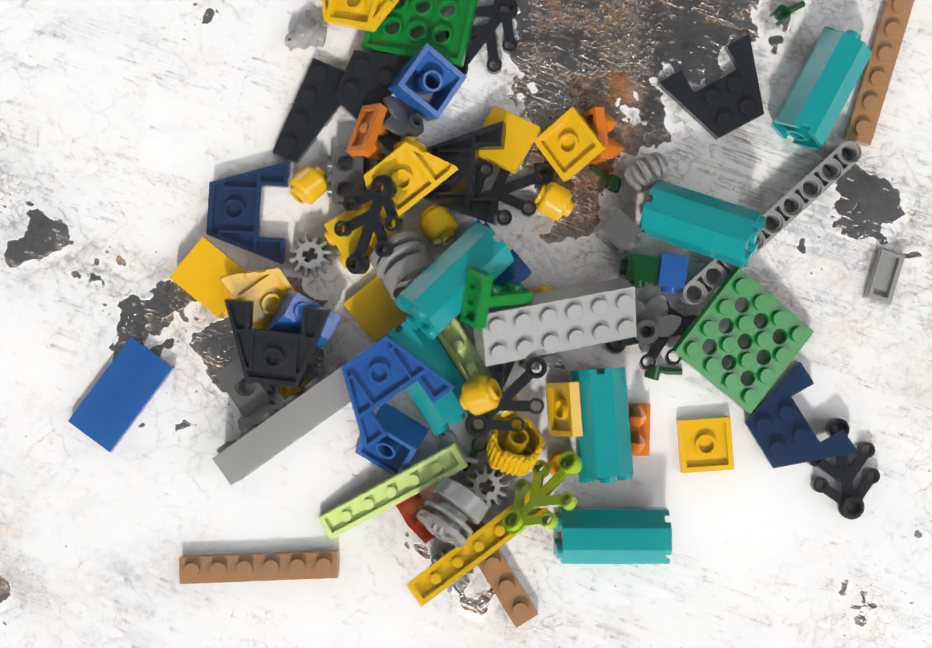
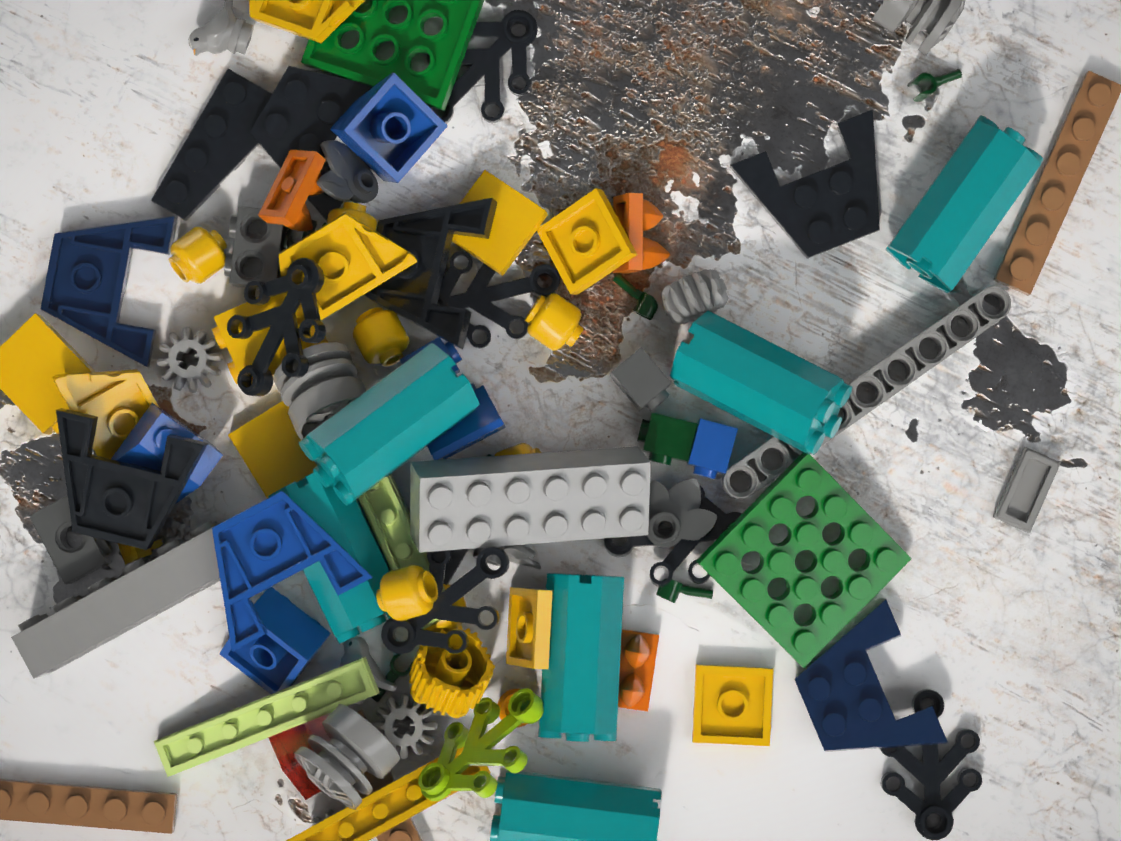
camera: 10 degrees right, 0 degrees up
(482, 294) = (426, 450): green bracket -> none

